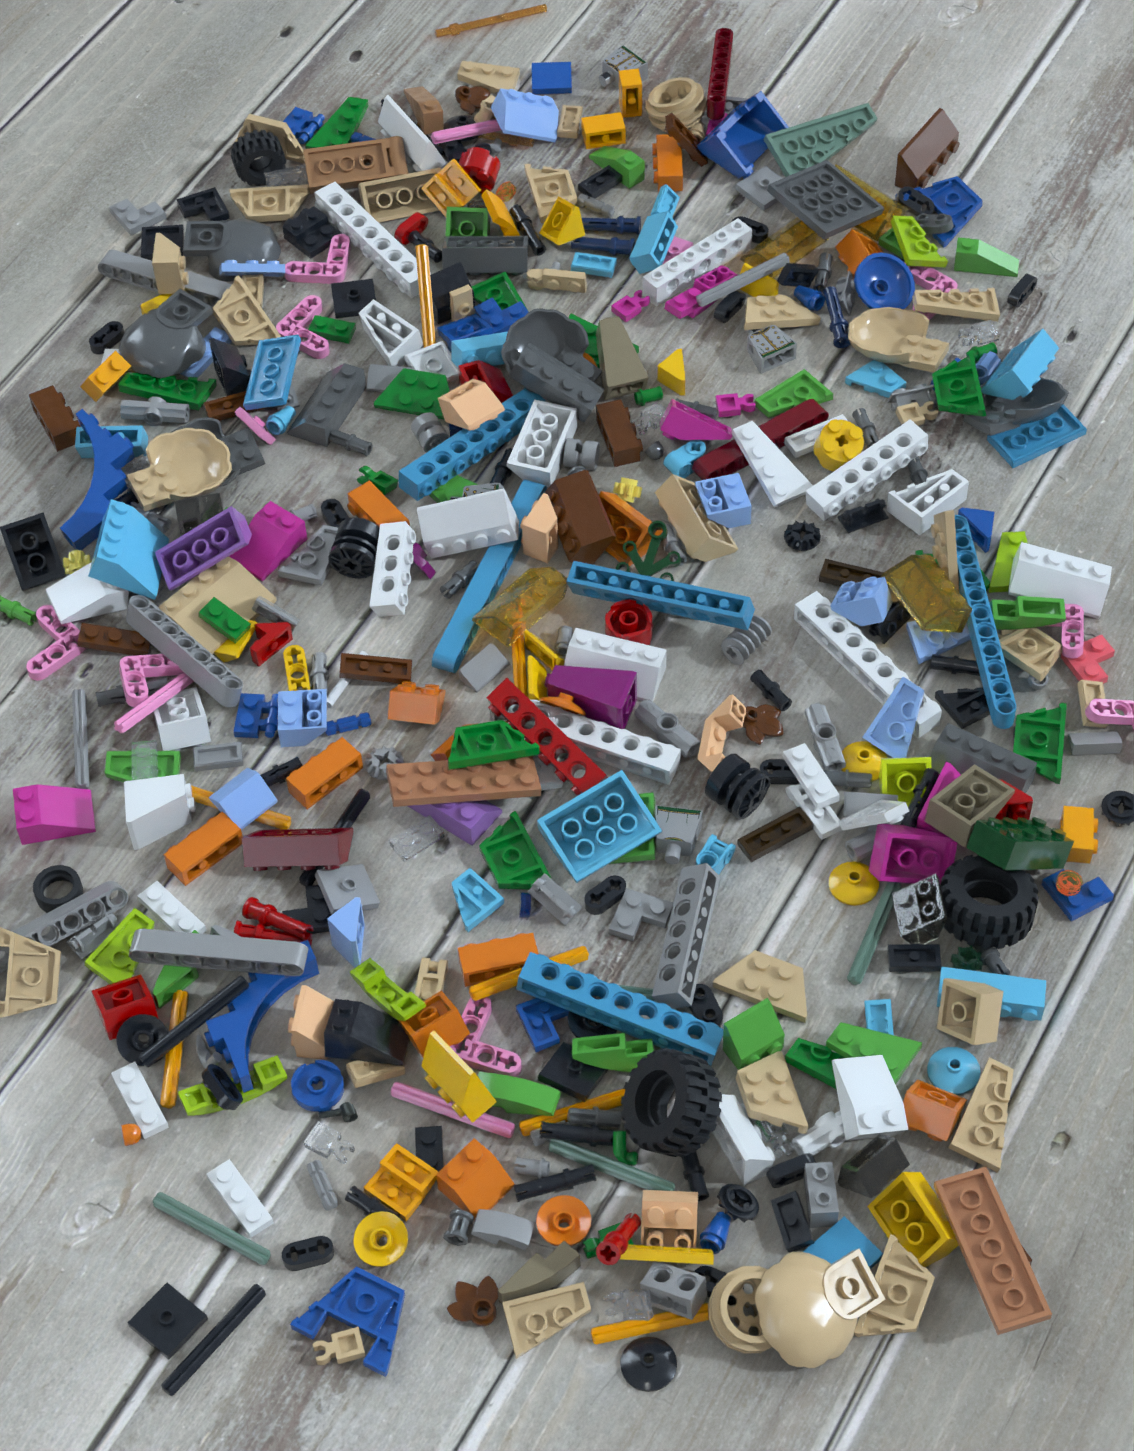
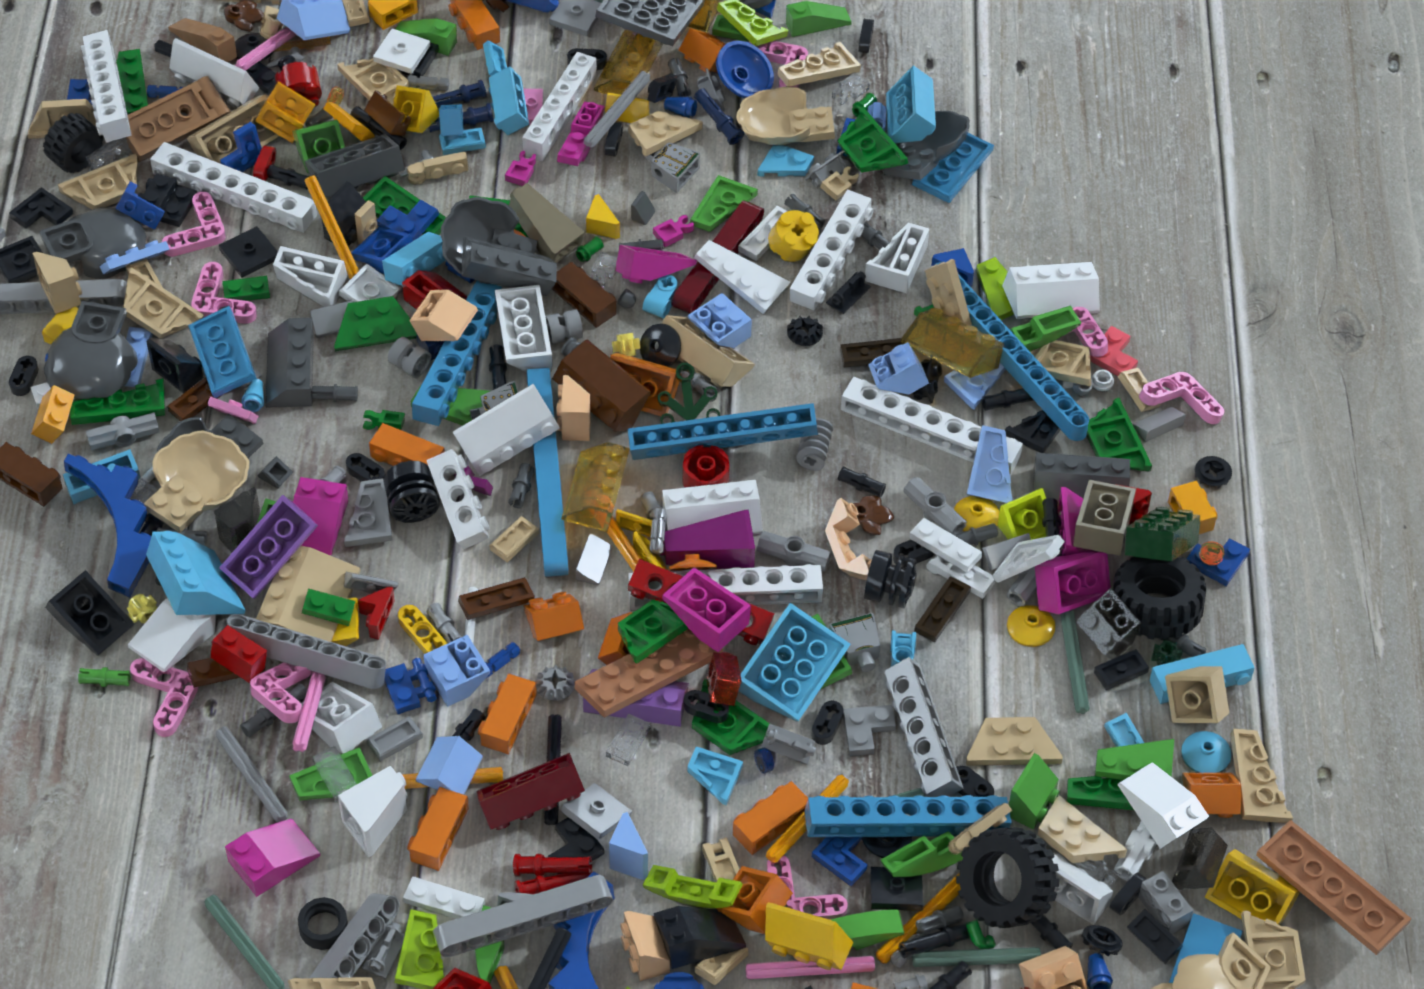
camera: 30 degrees left, 0 degrees up
(123, 630) = (238, 653): none -> red brick
(259, 491) = (275, 472): none -> dark grey slope
(280, 230) = (139, 208): none -> blue bracket
(312, 119) = (105, 86): none -> white brick
(401, 208) = (247, 148): none -> blue plate
(424, 623) = (514, 539): none -> tan plate
(496, 838) = (705, 708): none -> black beam
(524, 815) = (723, 678): none -> clear red brick
(535, 219) = (387, 115): none -> reddish brown hinge
(541, 746) = (708, 609): none -> dark pink slope
(549, 662) = (657, 531): none -> light grey axle
(585, 169) = (401, 51): none -> white plate
(588, 242) = (451, 121): none -> dark azure slope
(657, 500) = (668, 342): none -> black dish
(695, 1042) = (993, 817): none -> tan hinge
(717, 376) = (642, 209): none -> dark grey slope
(1061, 677) = (1102, 380): none -> white plate

